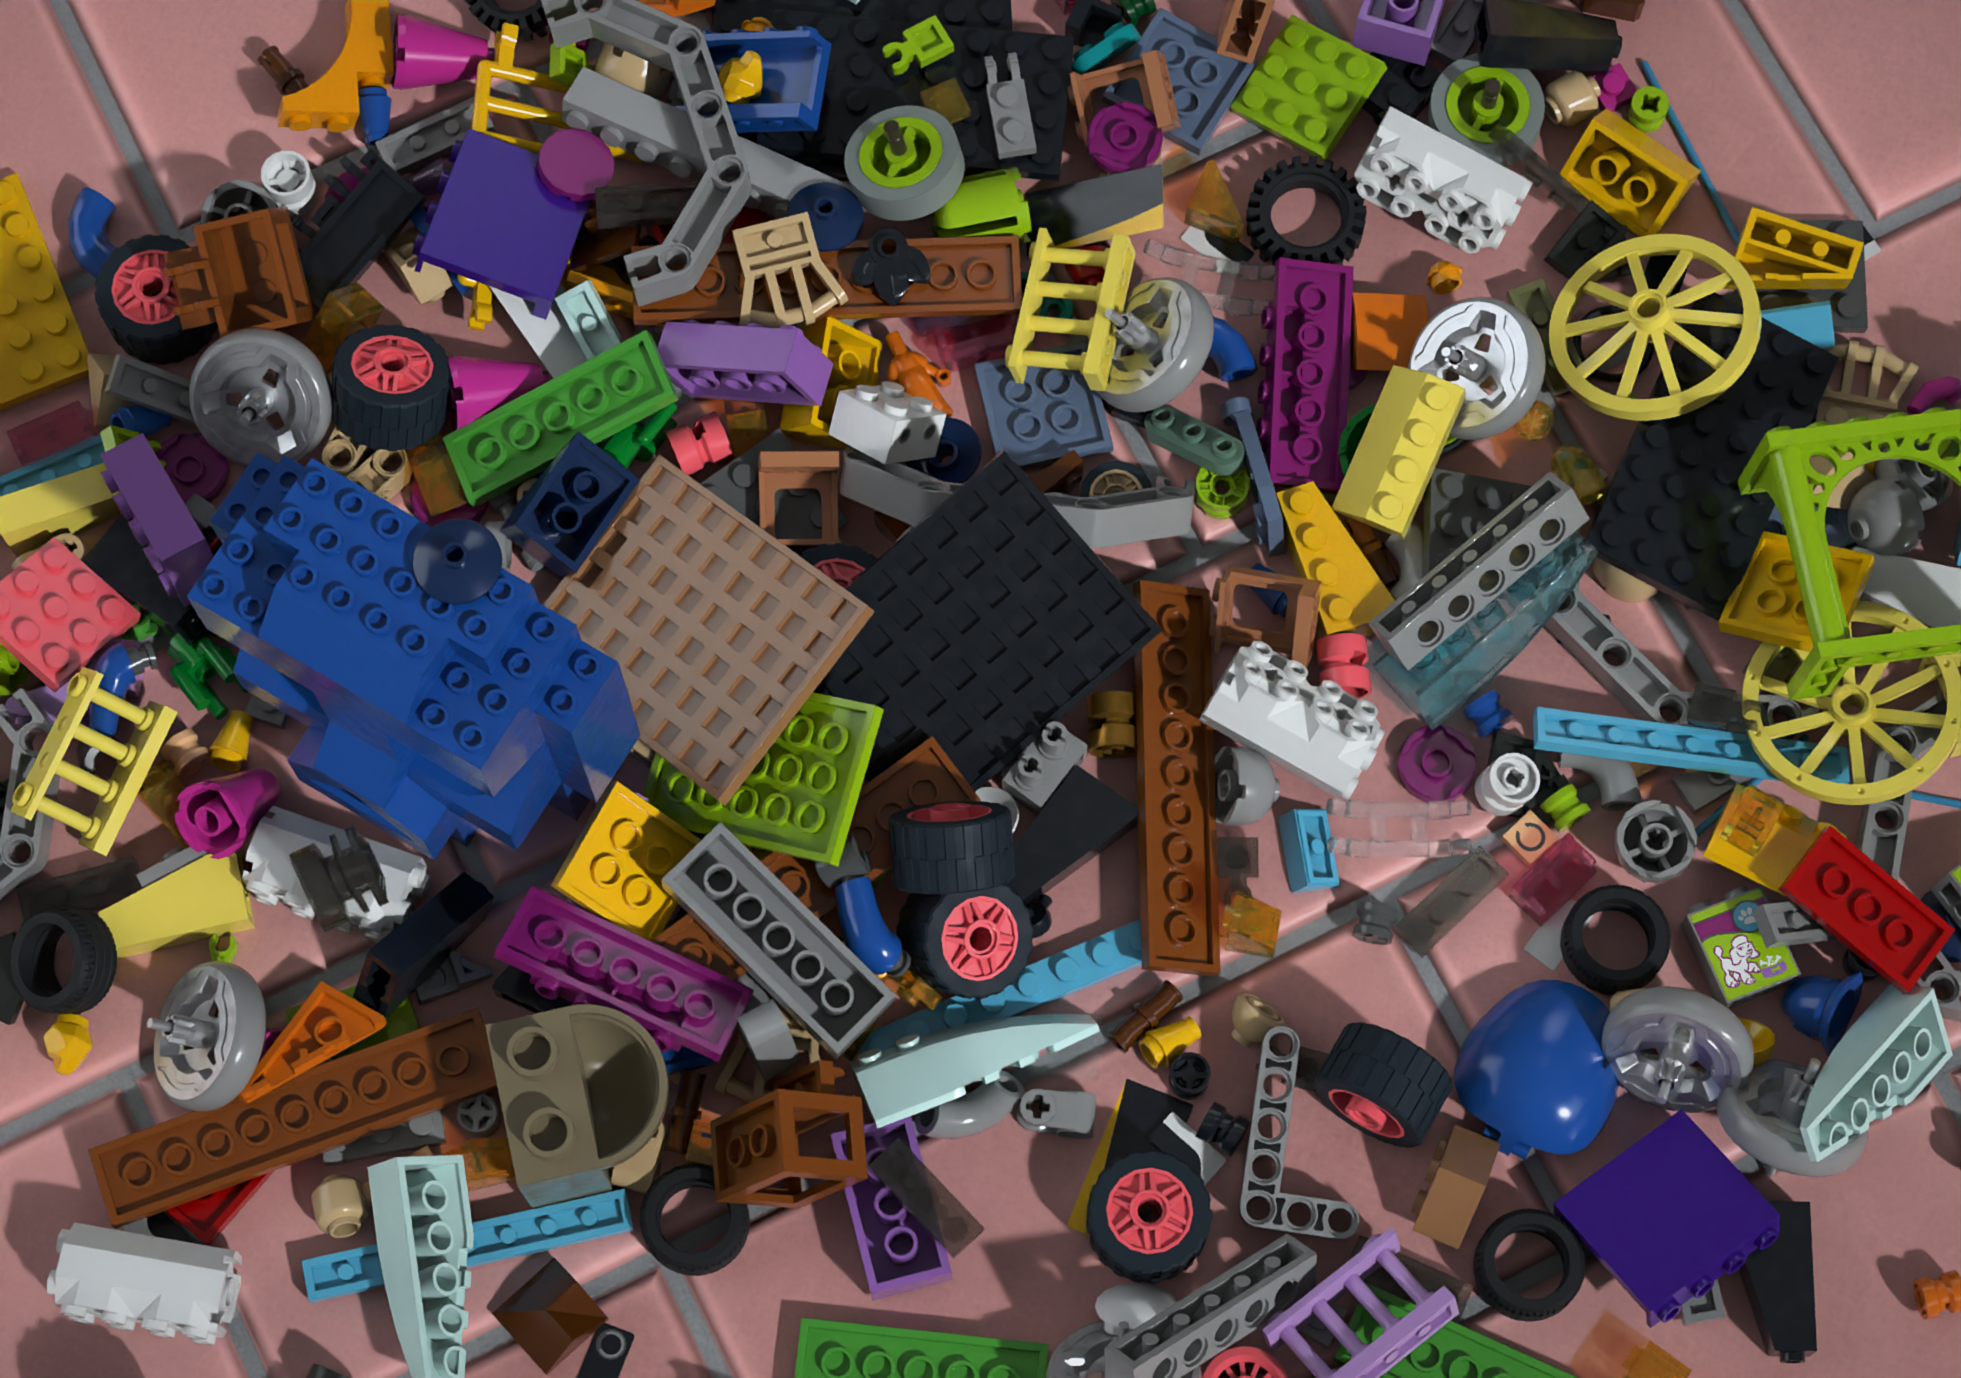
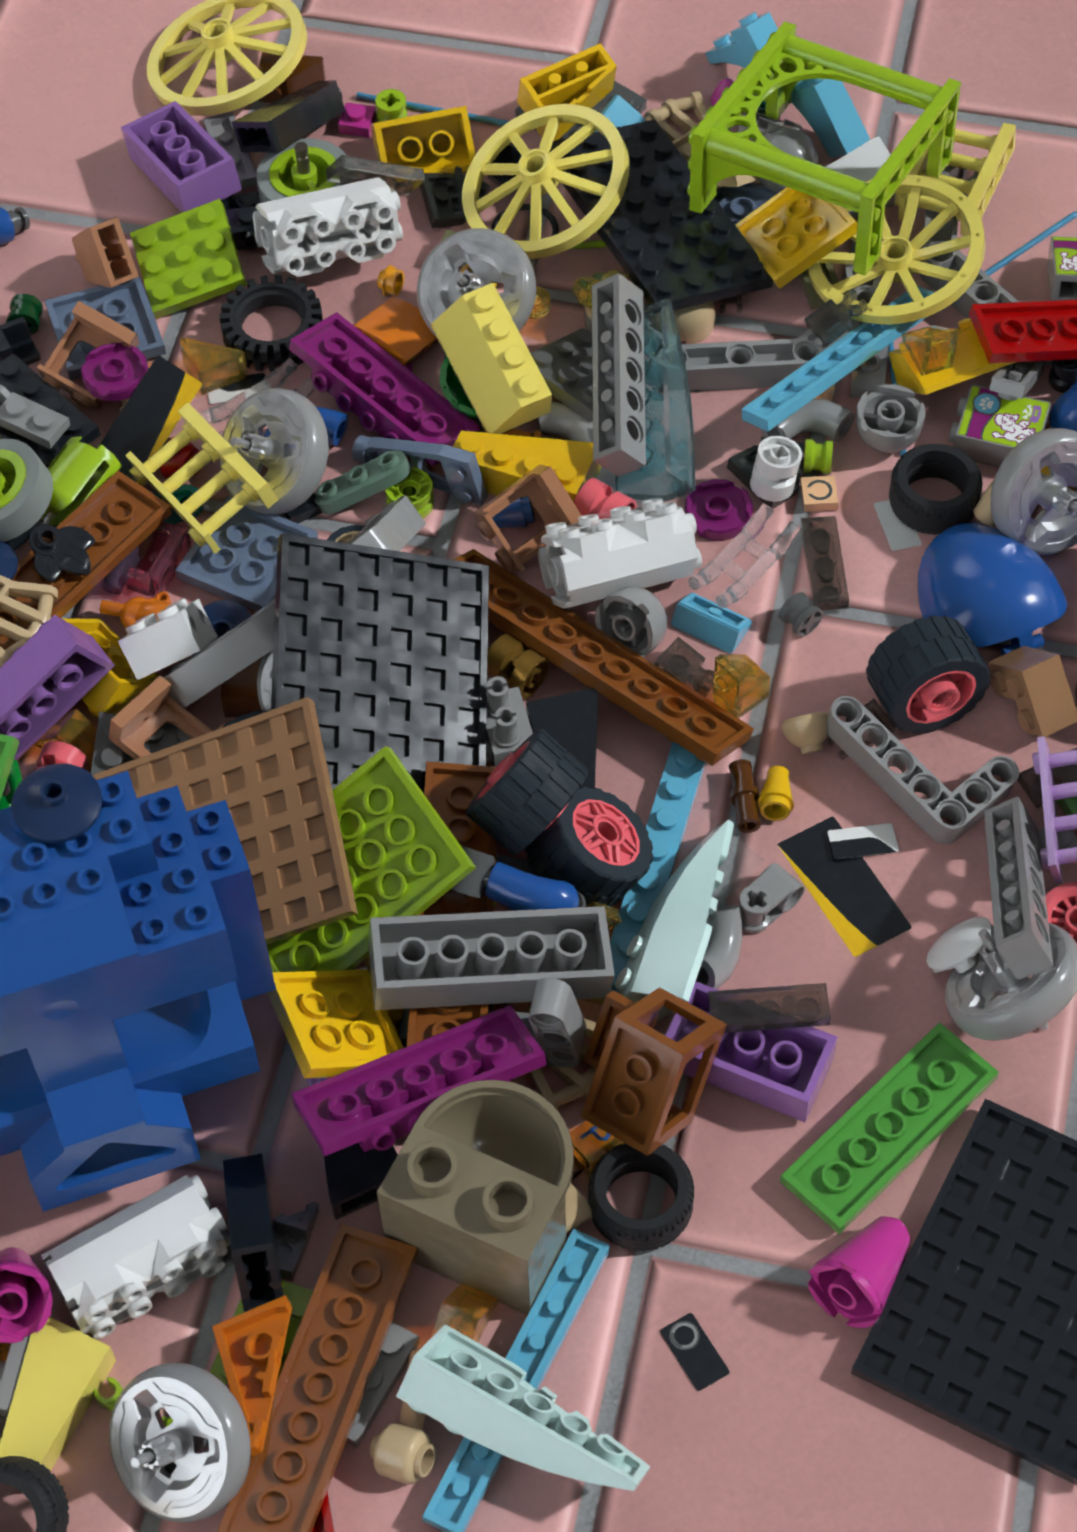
camera: 50 degrees left, 15 degrees down
(339, 877) = (156, 1223): clear smoke wheel -> none
(478, 1109) = (425, 1287): light grey wheel -> none
(550, 1316) = (625, 1360): reddish brown slope -> none
(1117, 41) = (41, 336): teal plate -> none
(1155, 1184) = (898, 888): wheel -> none
(1189, 1068) = (813, 797): black wheel -> none
(1232, 1129) = (870, 803): black wheel -> none
(1488, 713) = (712, 454): blue wheel -> none
(1553, 879) = (860, 497): clear pink hinge -> none
(1571, 98) = (346, 133): tan head -> none

